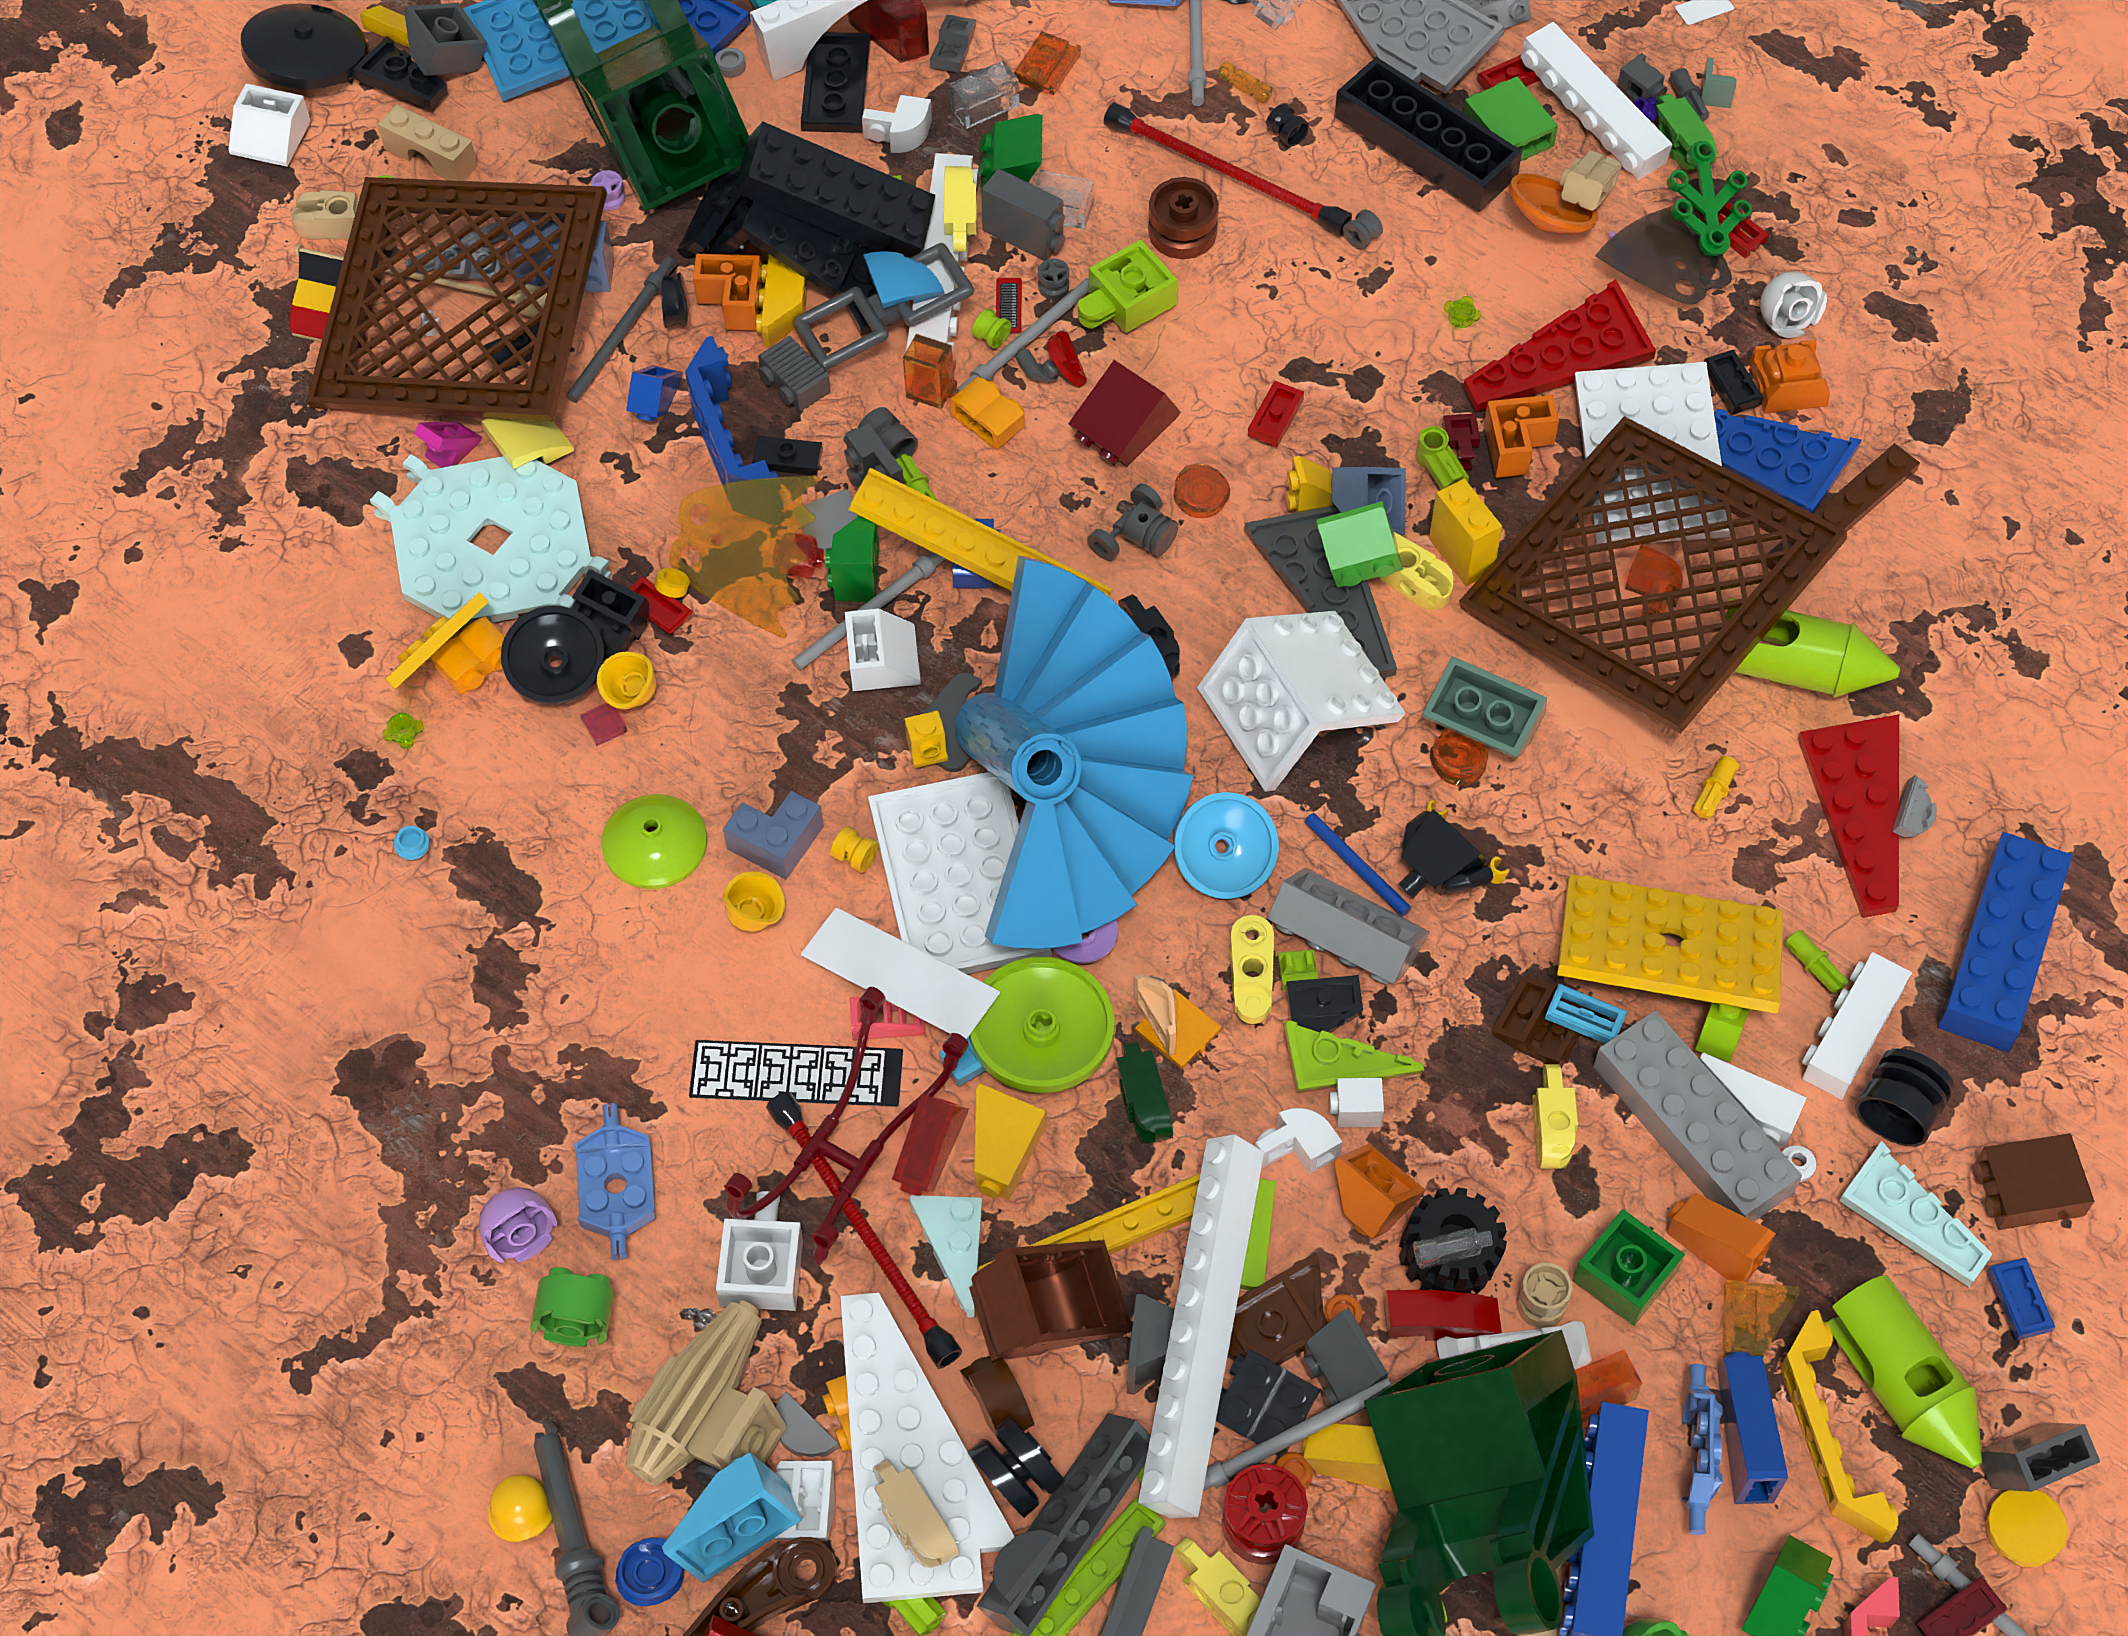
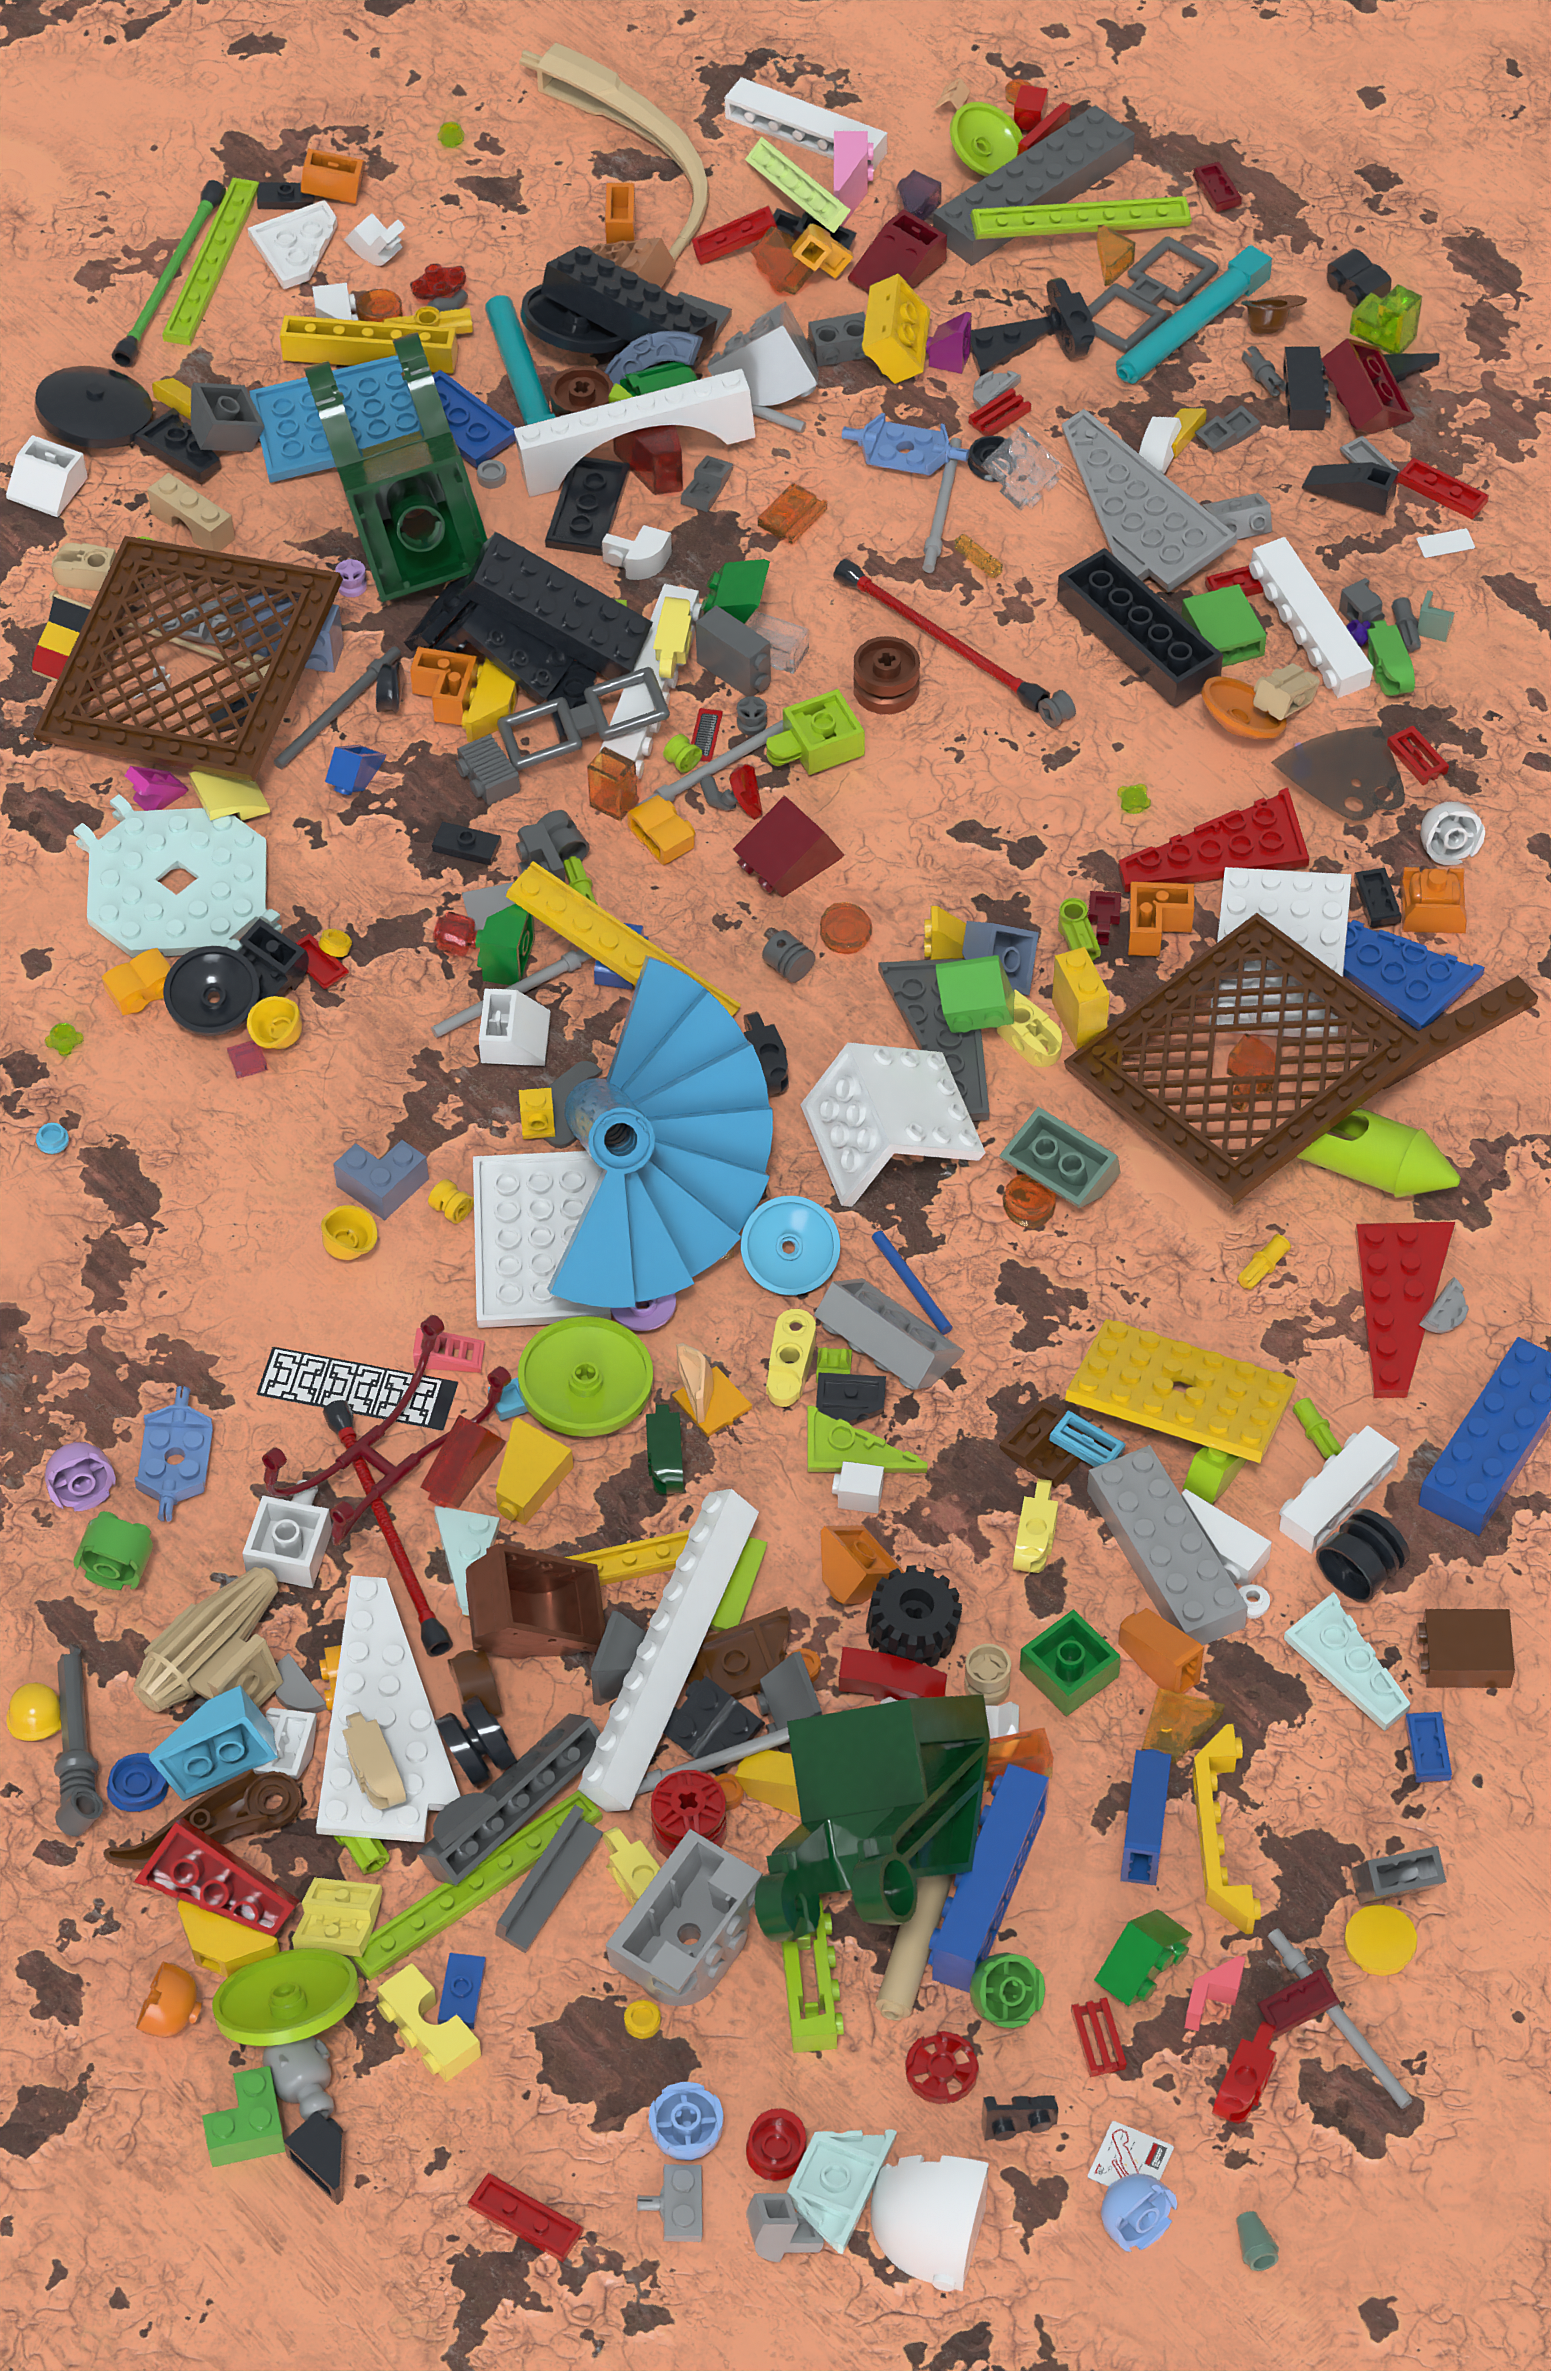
camera: 10 degrees right, 5 degrees down
(434, 638) = (112, 955): yellow wing -> none
(658, 856) = (273, 1181): lime dish -> none
(707, 387) = (421, 863): blue slope -> none
(756, 548) = (419, 917): clear yellow piece -> none
(901, 278) = (604, 695): dark azure brick -> none
(901, 972) = (468, 1313): white sticker -> none
(984, 94) = (724, 535): clear brick -> none
(1103, 543) = (742, 962): dark grey wheel -> none
(1275, 413) = (932, 867): red plate -> none
(1287, 124) = (1007, 599): black wheel -> none
(1304, 1134) = (800, 1505): white brick -> none
(1443, 857) = (991, 1286): black torso -> none
(1451, 1247) = (904, 1613): clear cylinder -> none
(1705, 1414) = (1090, 1849): medium blue plate -> none
(1707, 202) = (1393, 727): green plant -> none
(1908, 1371) = (1300, 1785): lime piece -> none

